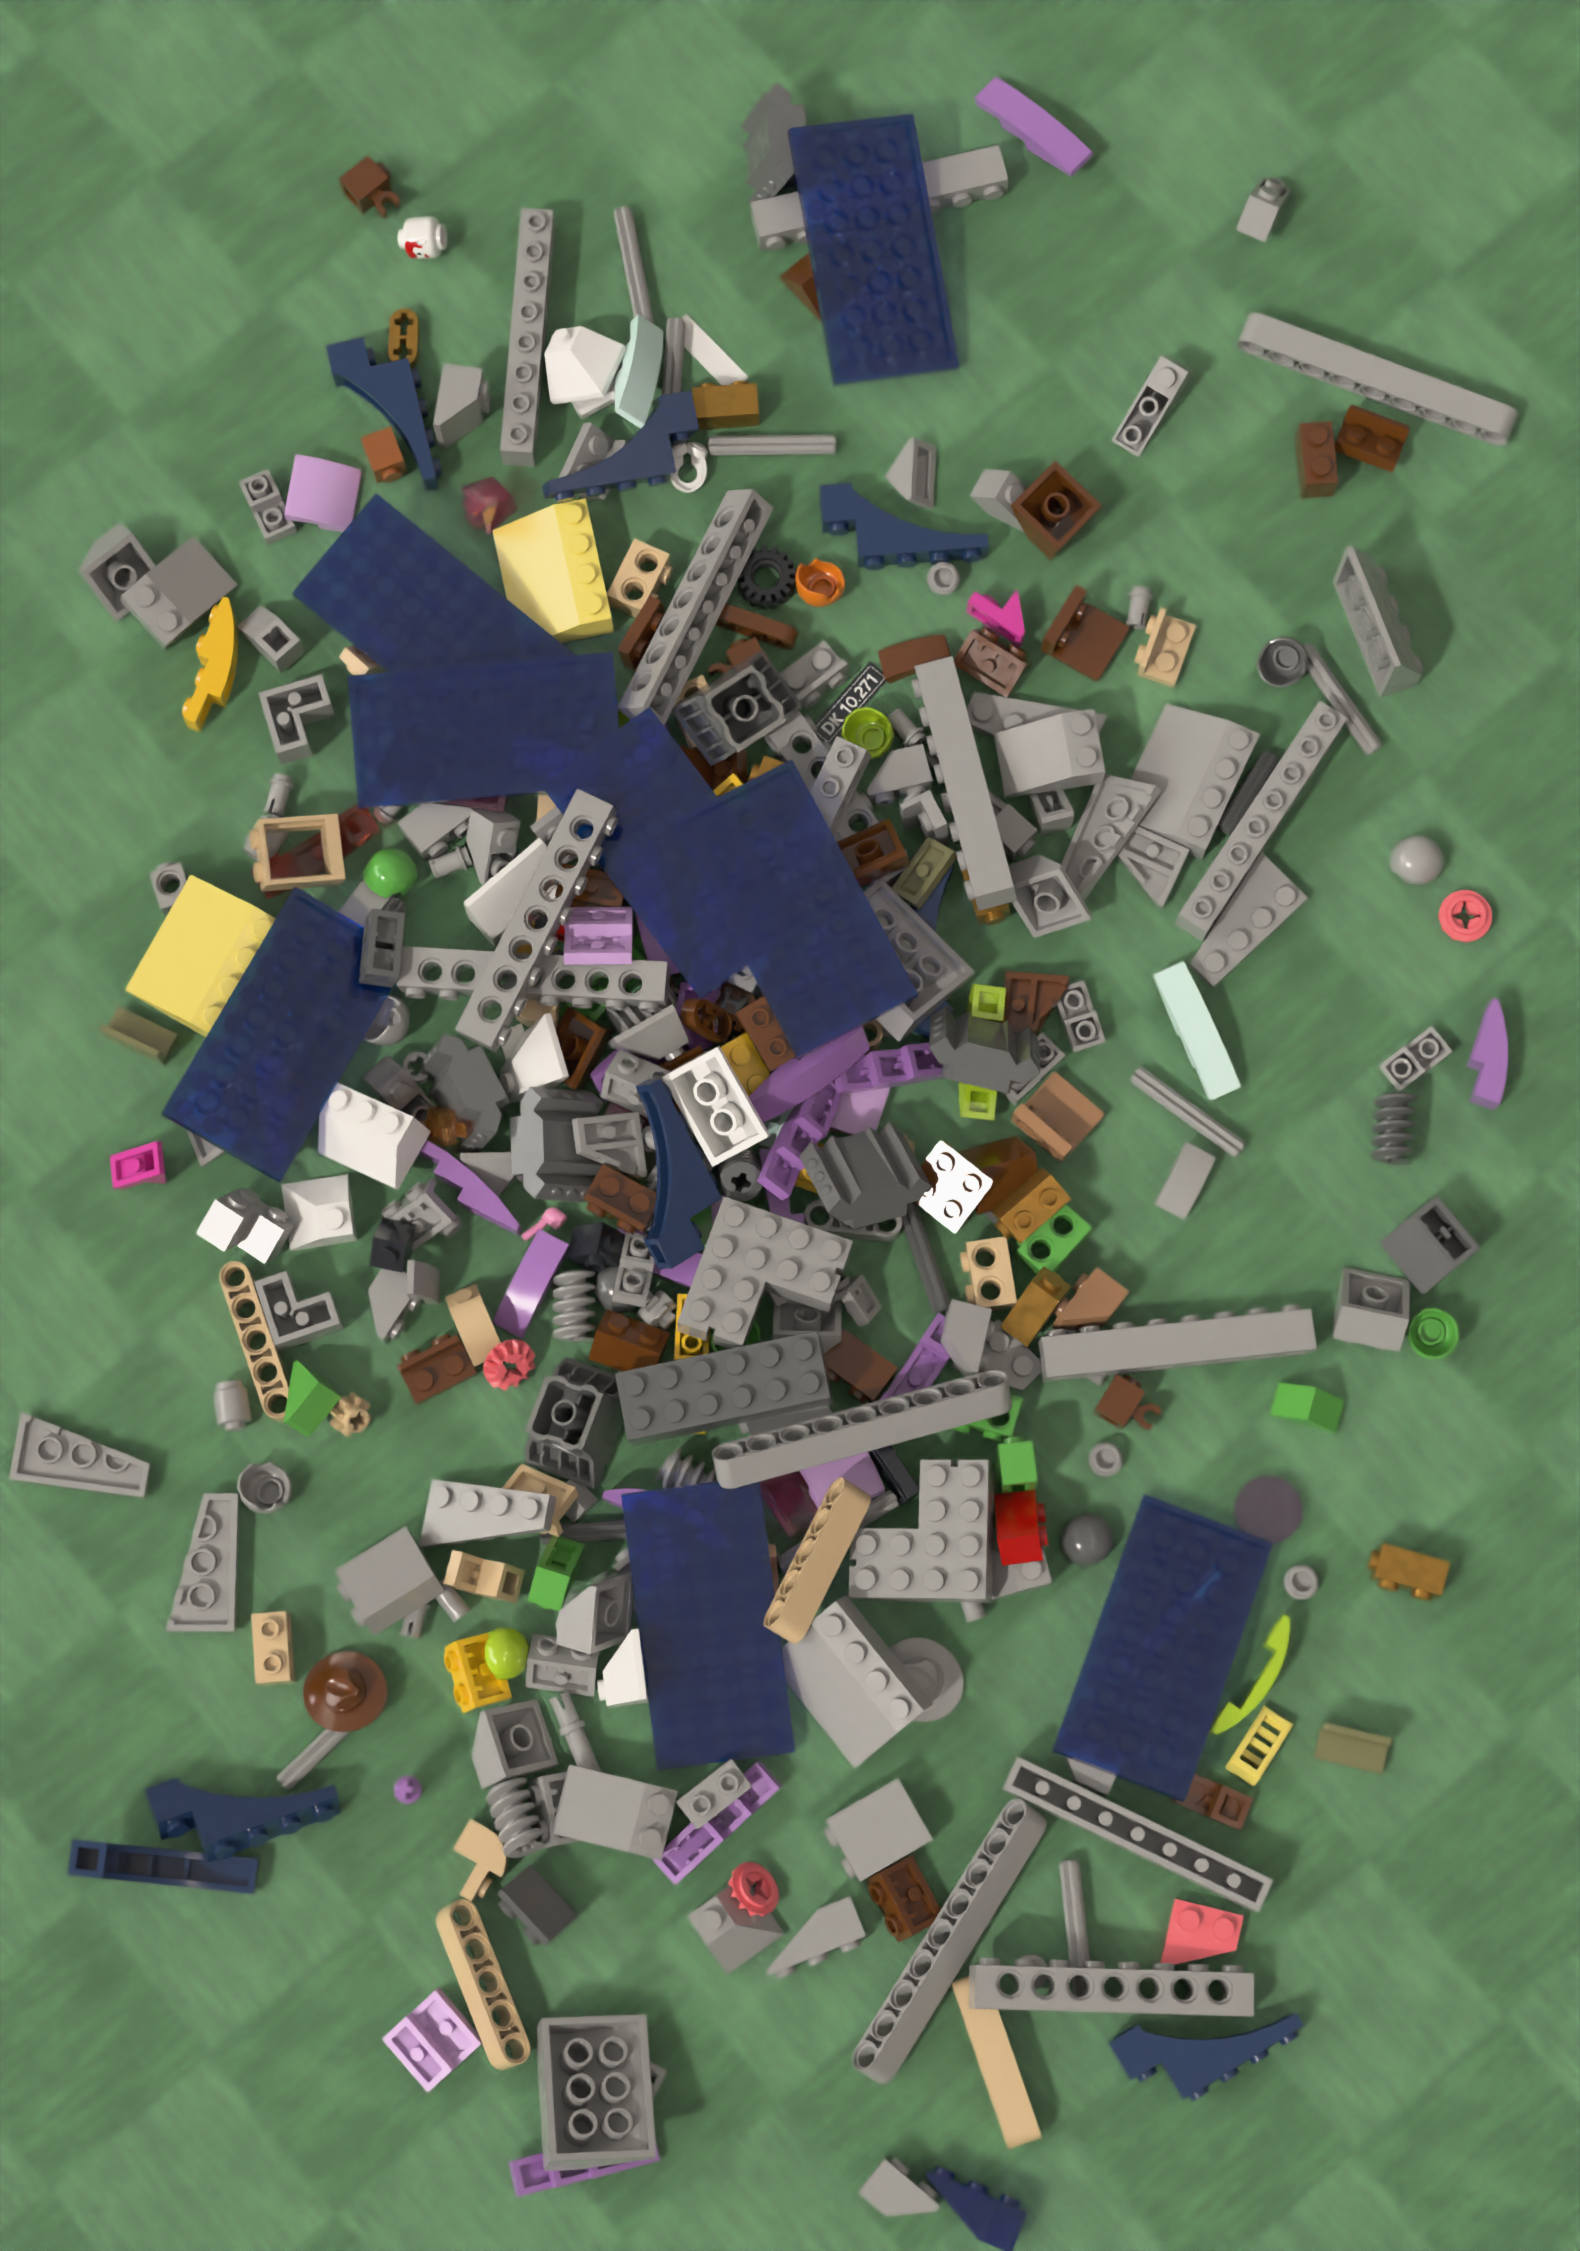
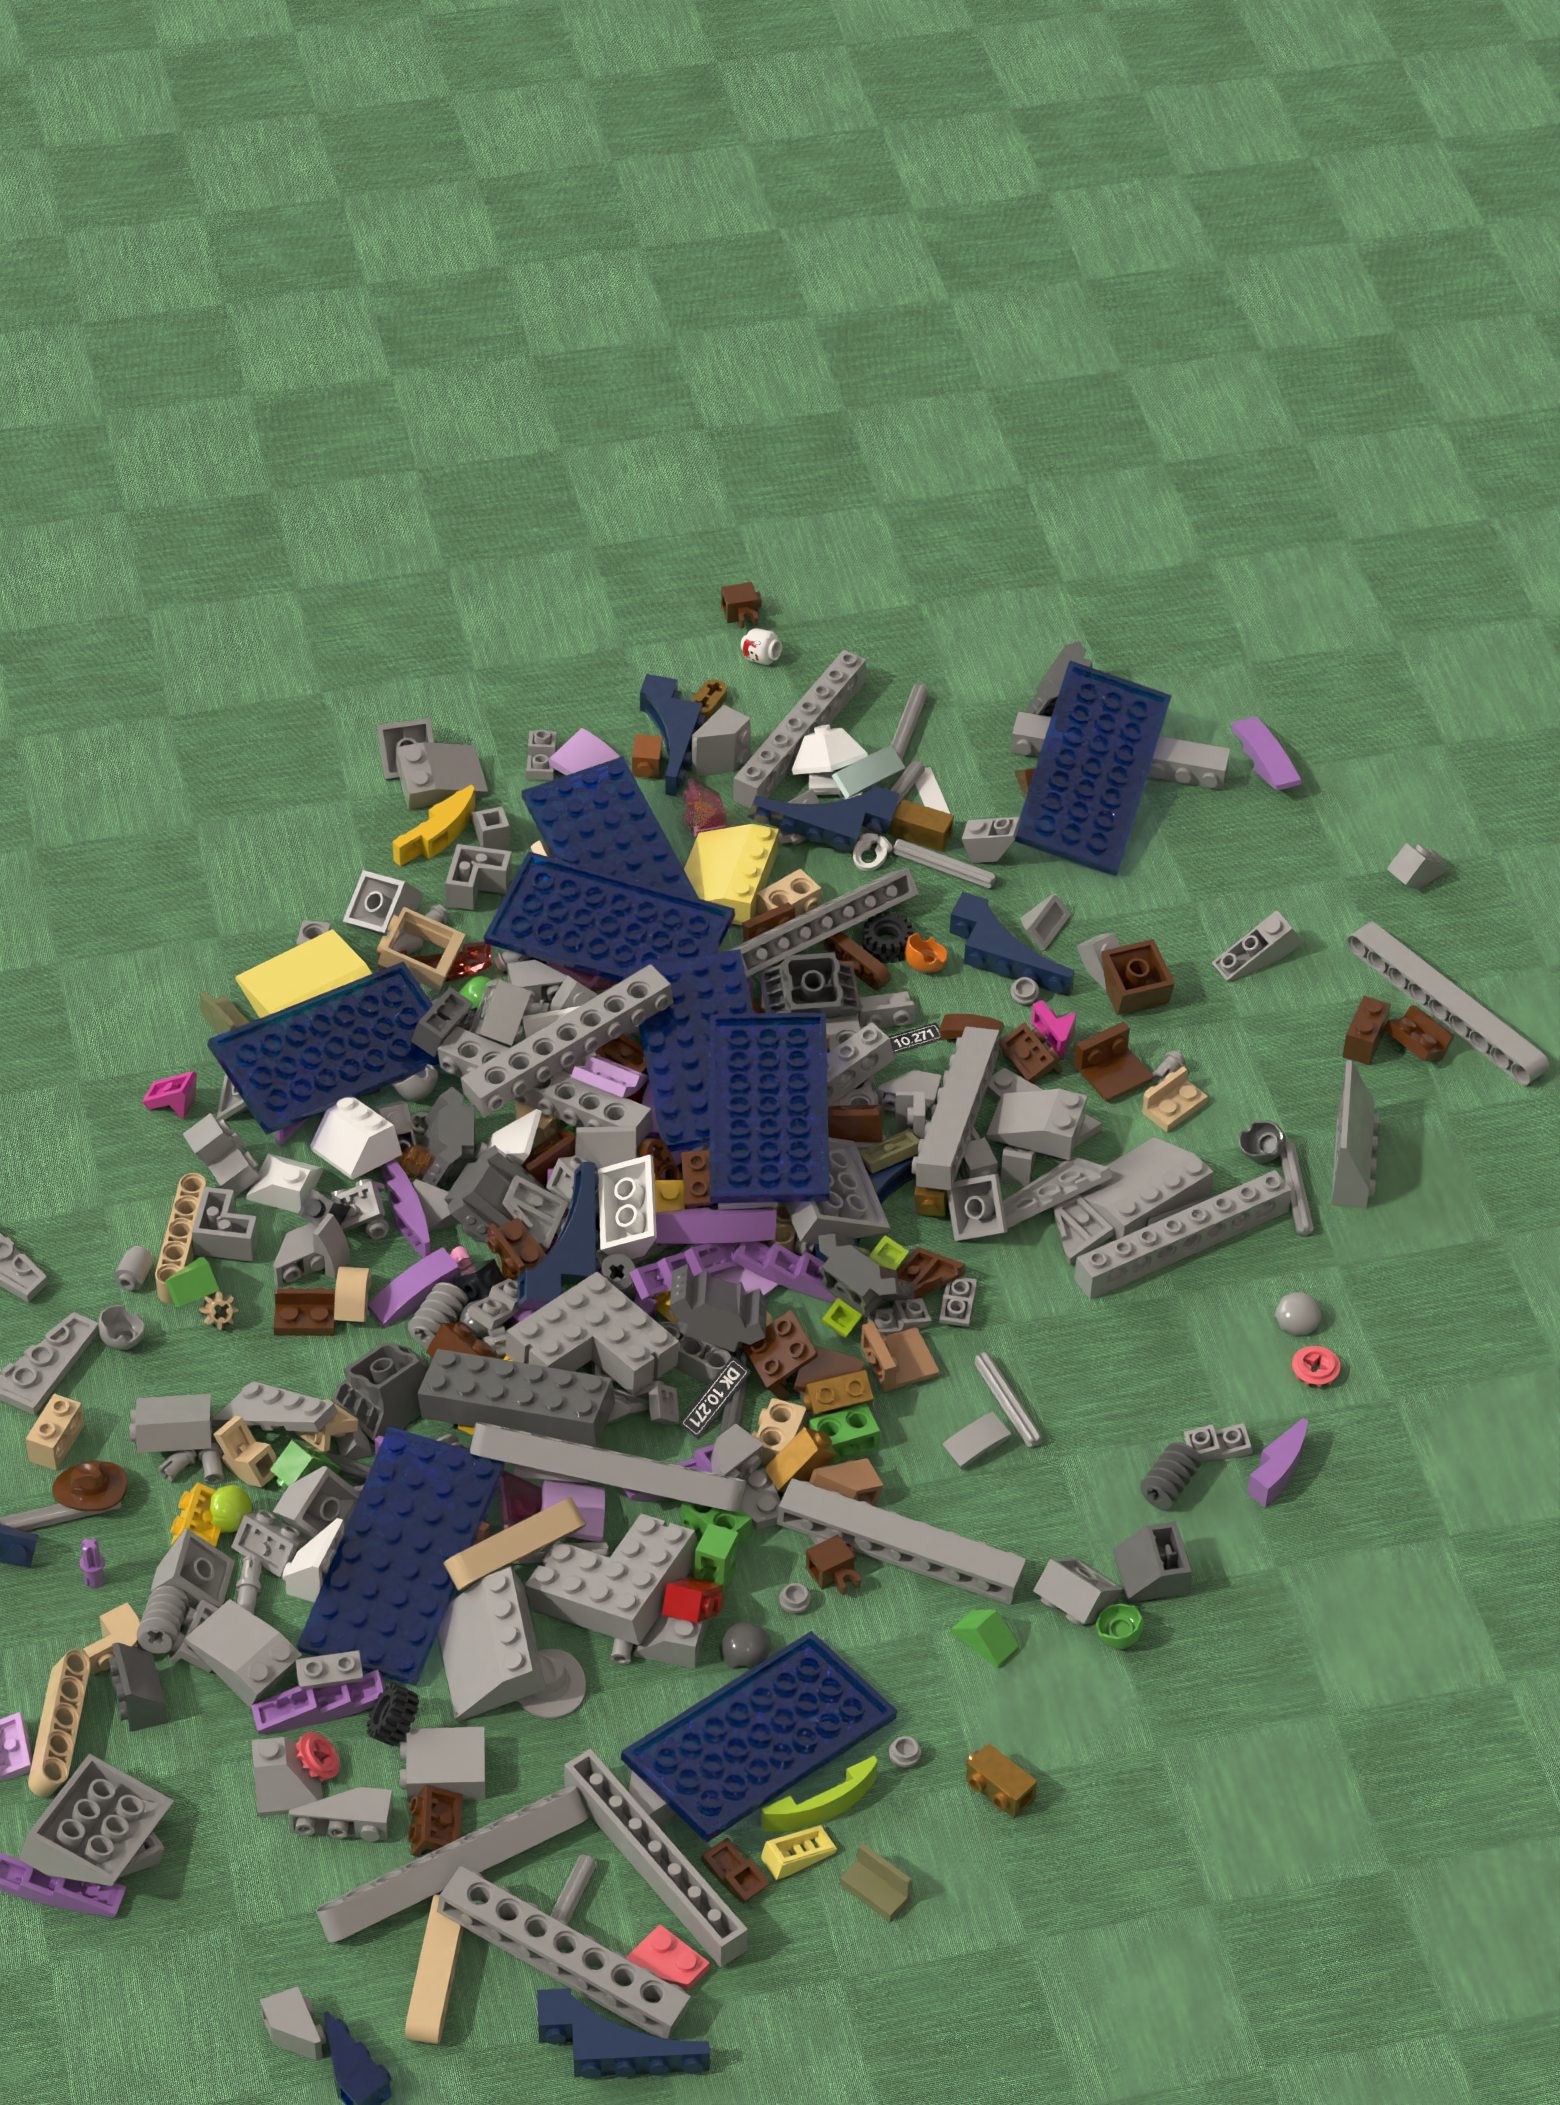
camera: 25 degrees right, 30 degrees down
(216, 804) = (378, 900): none -> light grey slope
(437, 908) = (501, 1012): none -> light grey slope
(511, 1352) = (348, 1325): coral gear -> none
(802, 1810) = (392, 1714): none -> black tyre
(811, 395) = (989, 838): none -> light grey slope
(859, 1368) = (631, 1437): reddish brown brick -> none
(869, 730) = (908, 1055): lime hair -> none
(894, 1474) = (615, 1518): black plate -> none
(905, 1264) = (714, 1397): none -> black sticker
(906, 729) = (934, 1064): light grey pin -> none
(1196, 1030) = (1047, 1347): light aqua slope -> none
(1252, 915) = (1137, 1297): light grey wing -> none
(1268, 1509) = (910, 1690): tile -> none

